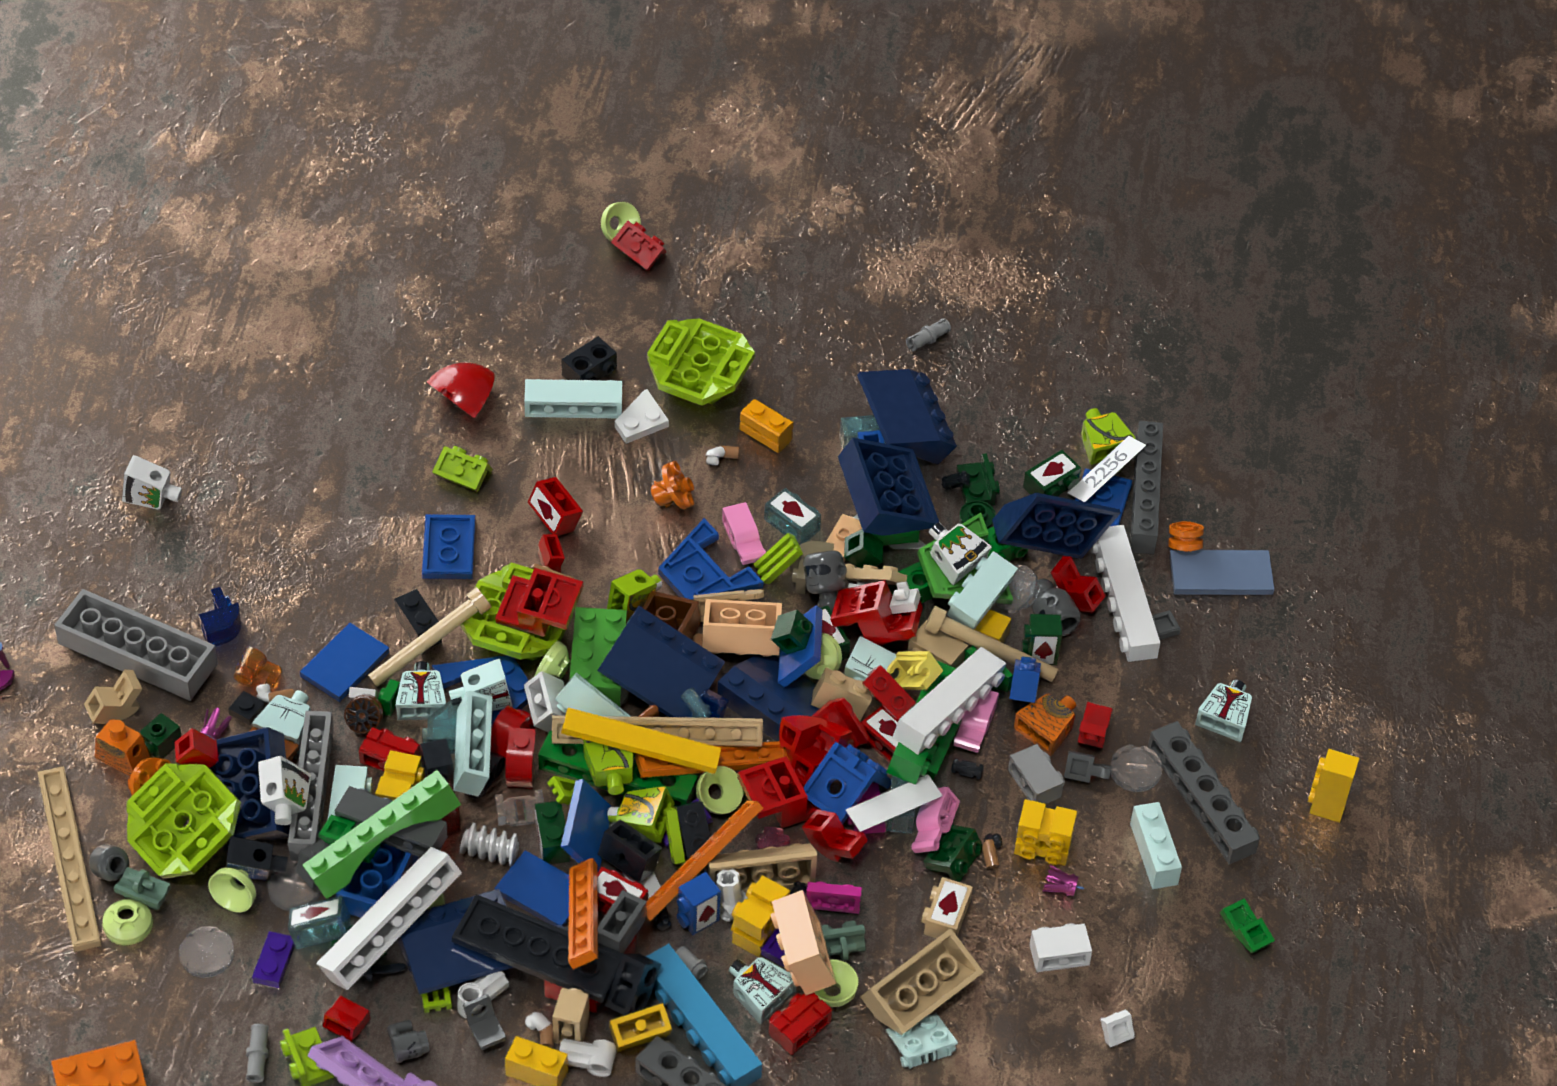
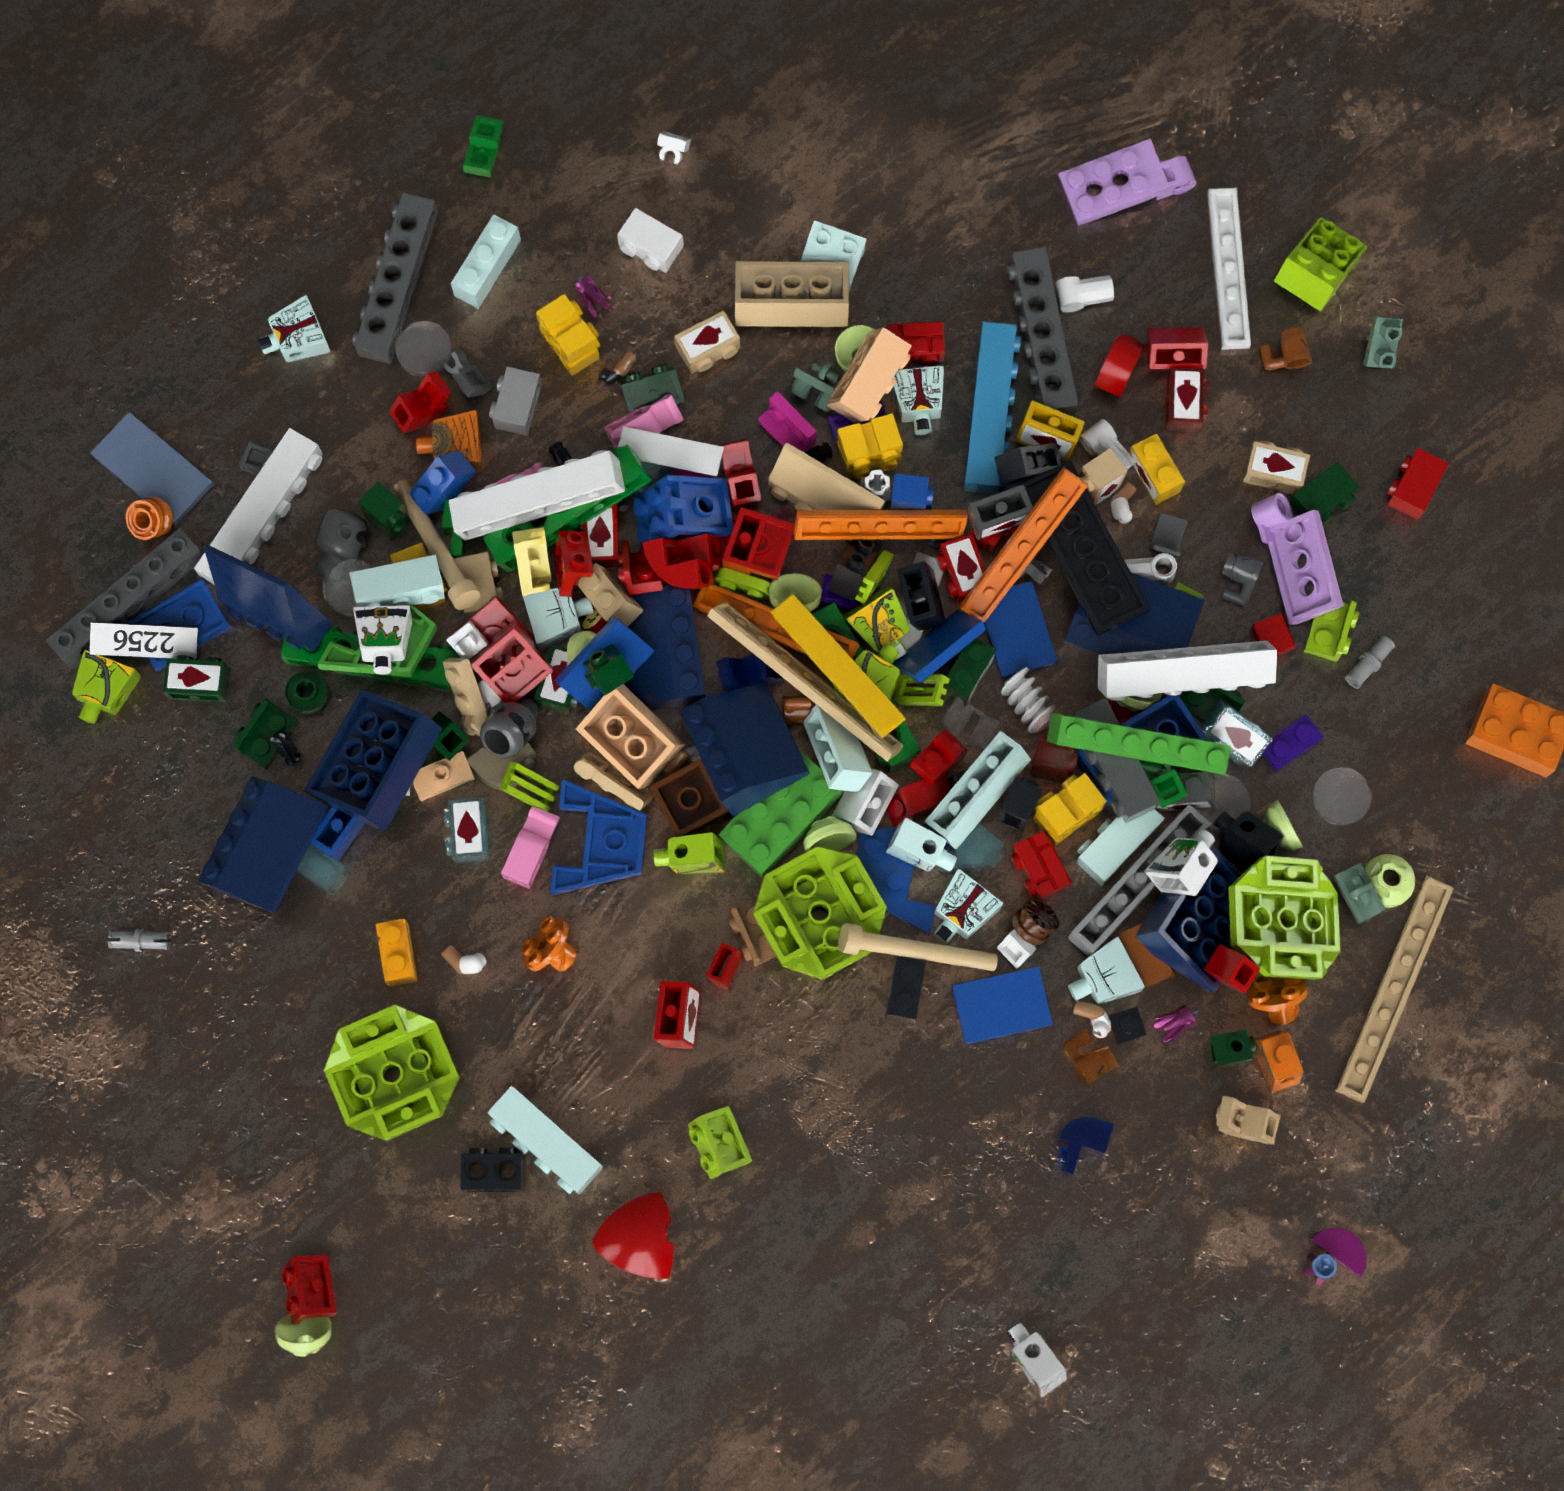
camera: 135 degrees left, 25 degrees up
(108, 862) = (1369, 943): dark grey head -> none
(136, 643) = (1184, 1168): light grey brick -> none
(388, 697) = (996, 927): green plate -> none
(448, 546) = (804, 1063): blue tile -> none
(539, 602) = (804, 881): red bracket -> none
(641, 418) = (498, 1068): white wing -> none
(695, 704) = (748, 673): clear light blue pin -> none
(695, 965) = (954, 464): light grey pin -> none
(1083, 589) = (297, 544): red brick -> none
(1332, 785) = (299, 176): yellow brick -> none

